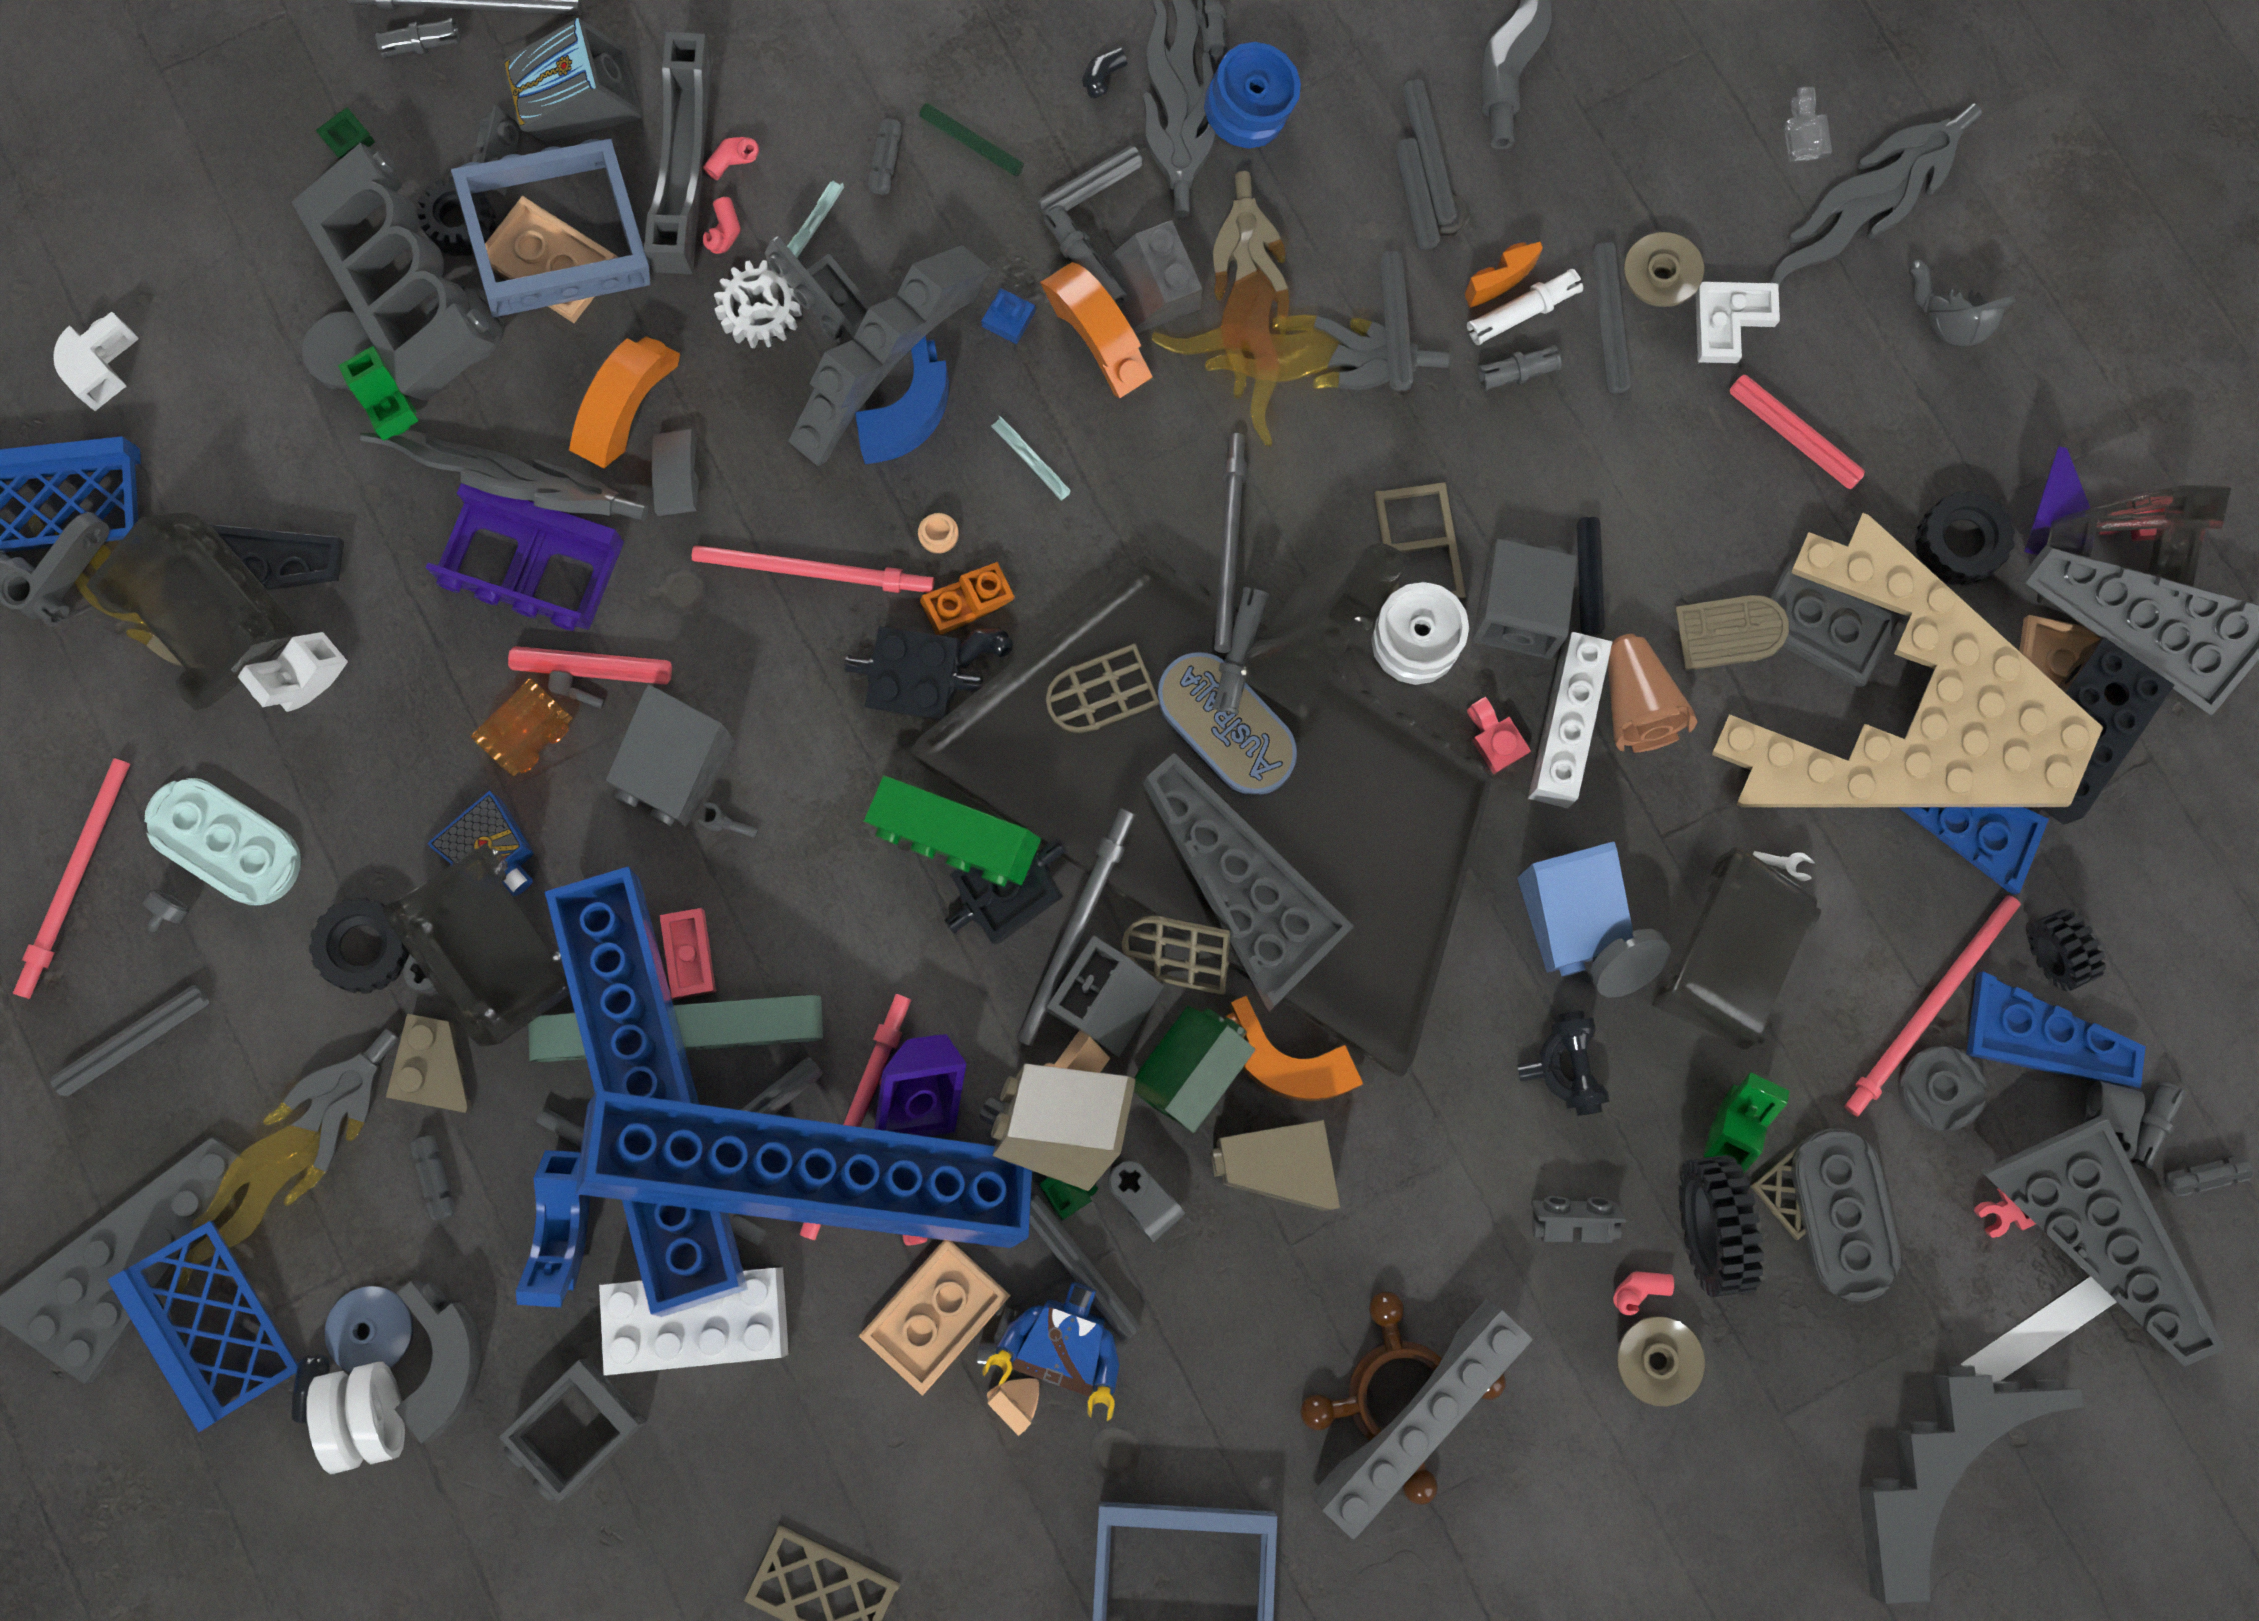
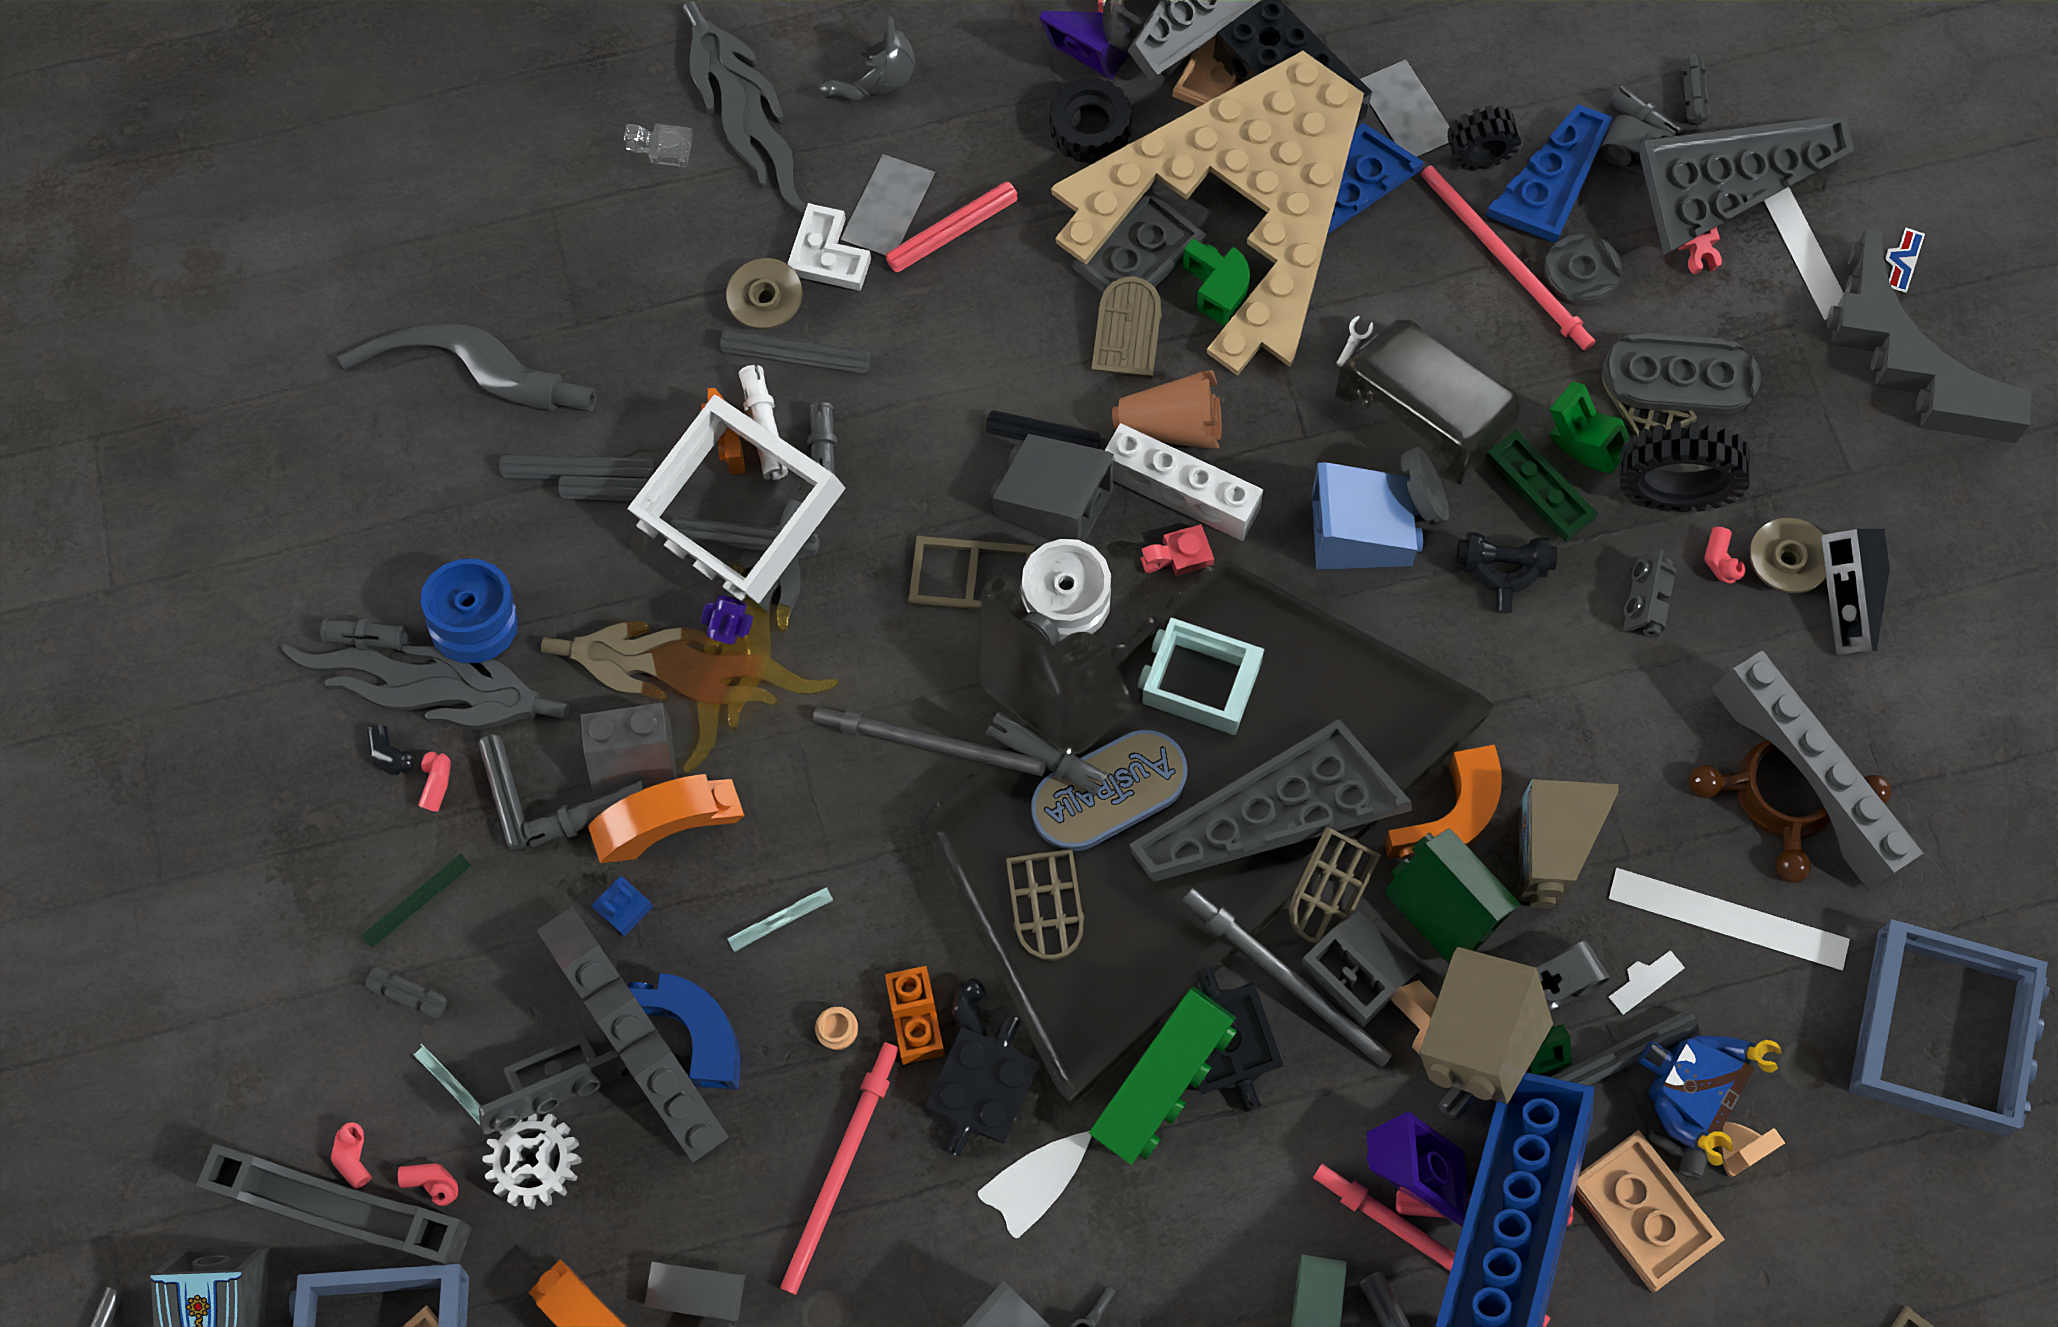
camera: 70 degrees left, 10 degrees down
(838, 744) = (1034, 1182): none -> white sticker
(1087, 121) = (439, 770): none -> coral arm
(1165, 1281) = (1645, 980): none -> white sticker
(1248, 1357) = (1729, 919): none -> white sticker
(1303, 324) = (726, 619): none -> dark purple gear
(1360, 824) = (1211, 644): none -> light aqua window
(1365, 614) = (1042, 626): none -> dark grey tile
(1444, 236) = (685, 459): none -> white window
(1644, 1435) = (1857, 587): none -> black slope
(1670, 1086) = (1541, 485): none -> dark green plate
(1805, 364) = (888, 205): none -> flat silver sticker
(1815, 716) = (1223, 277): none -> green brick
(2063, 1443) = (1904, 259): none -> sticker
(2085, 864) = (1406, 109): none -> flat silver sticker

